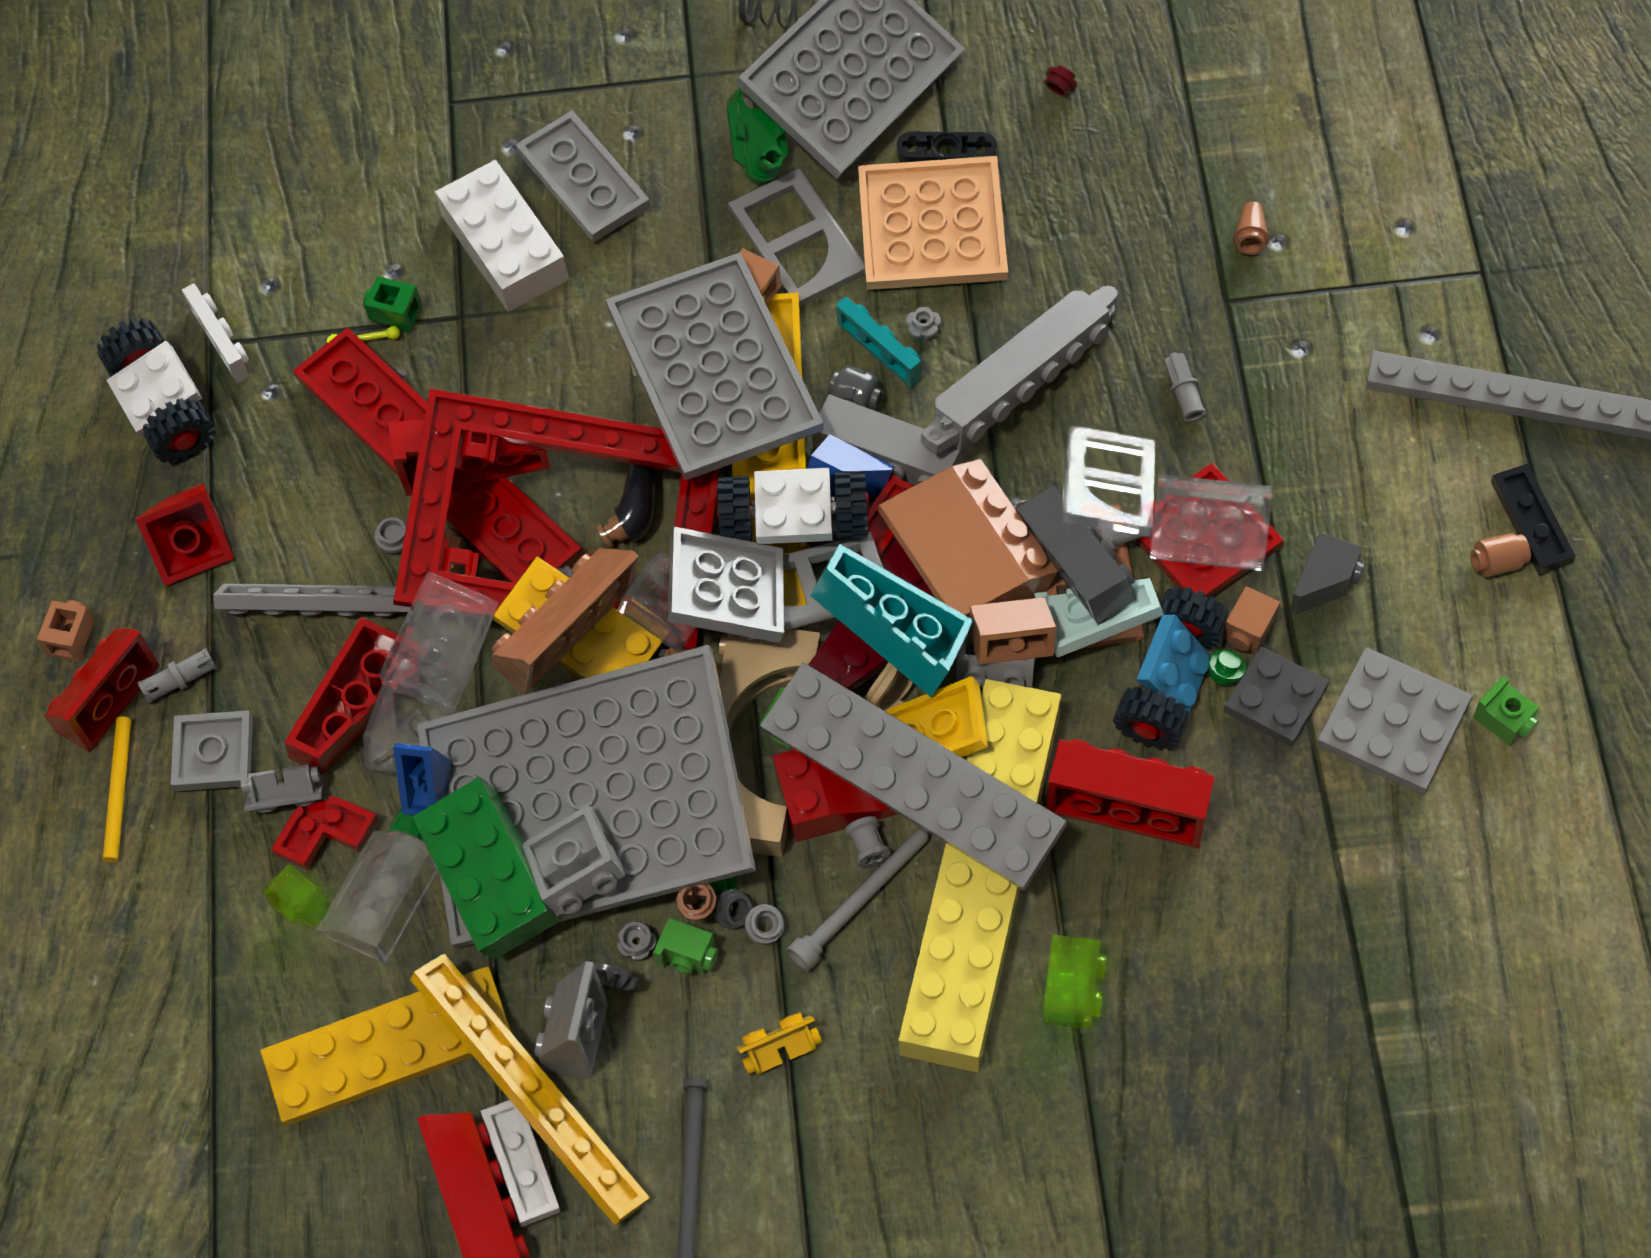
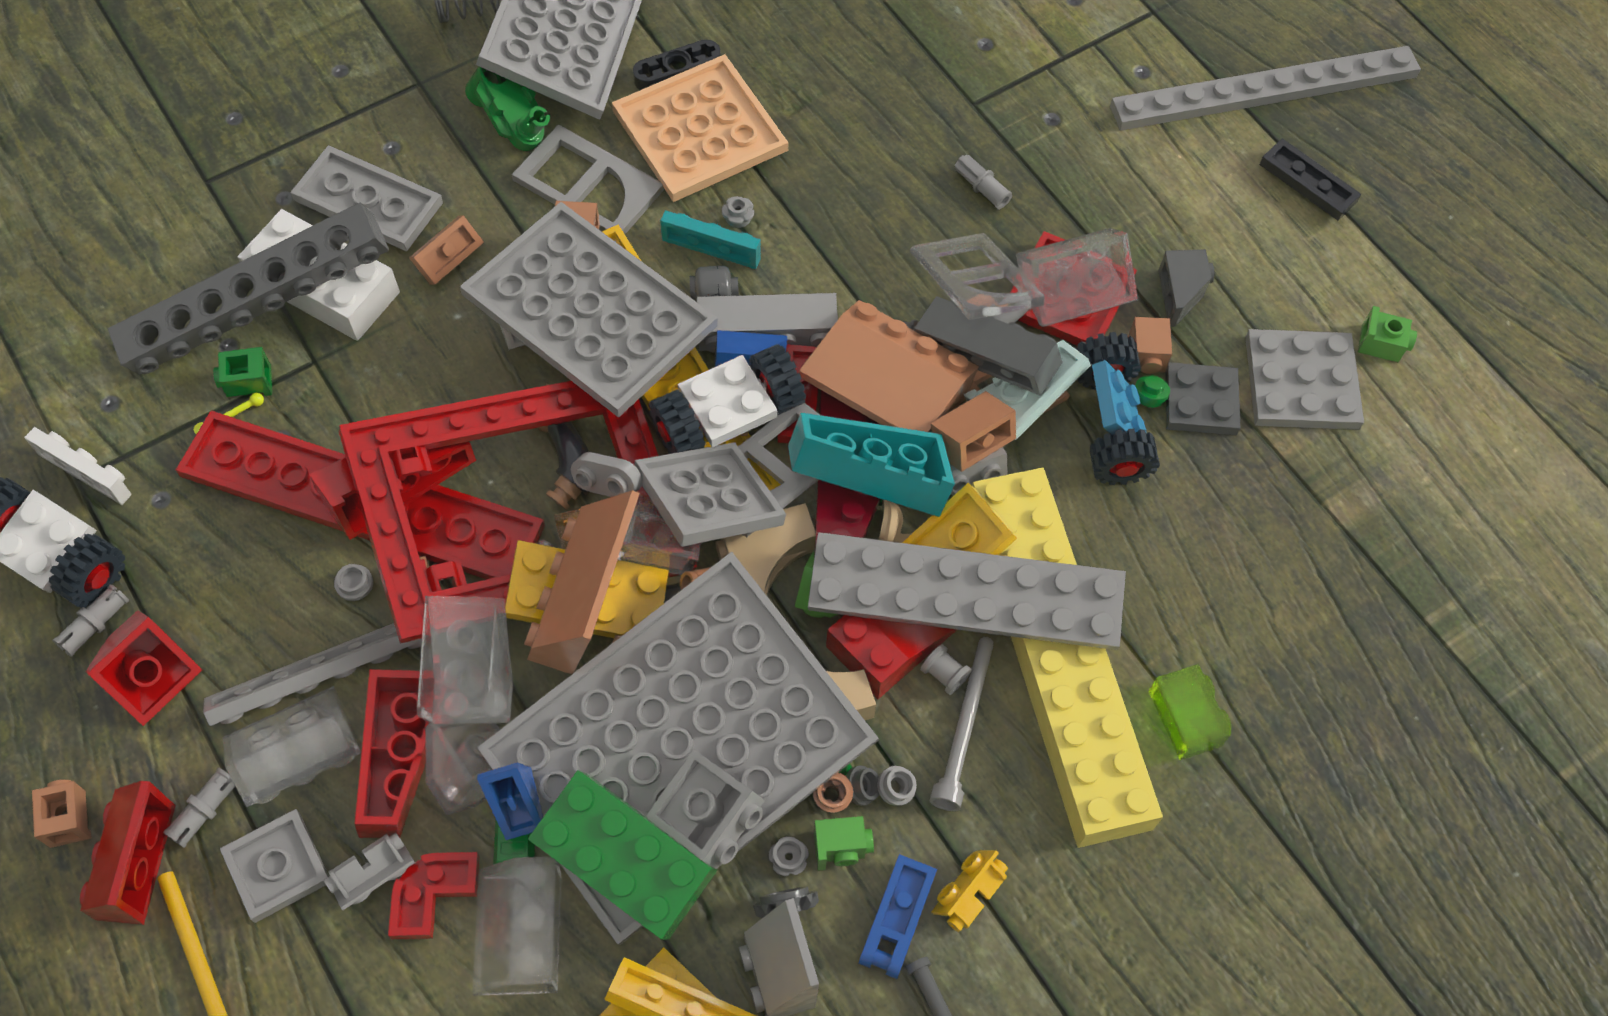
camera: 35 degrees left, 0 degrees up
(164, 475) = (90, 620): none -> light grey pin
(270, 656) = (290, 747): none -> clear slope
(296, 897) = (439, 970): clear neon green brick -> none
(400, 229) = (136, 335): none -> dark grey brick
(628, 256) = (446, 250): none -> nougat plate
(643, 530) = (605, 474): none -> light grey plate
(701, 1034) = (898, 914): none -> blue plate
(1019, 369) = (848, 216): light grey hinge -> none
(1129, 792) = (1149, 525): red brick -> none
(1251, 231) = (963, 40): nougat cone -> none
(1500, 554) = (1304, 215): nougat brick -> none

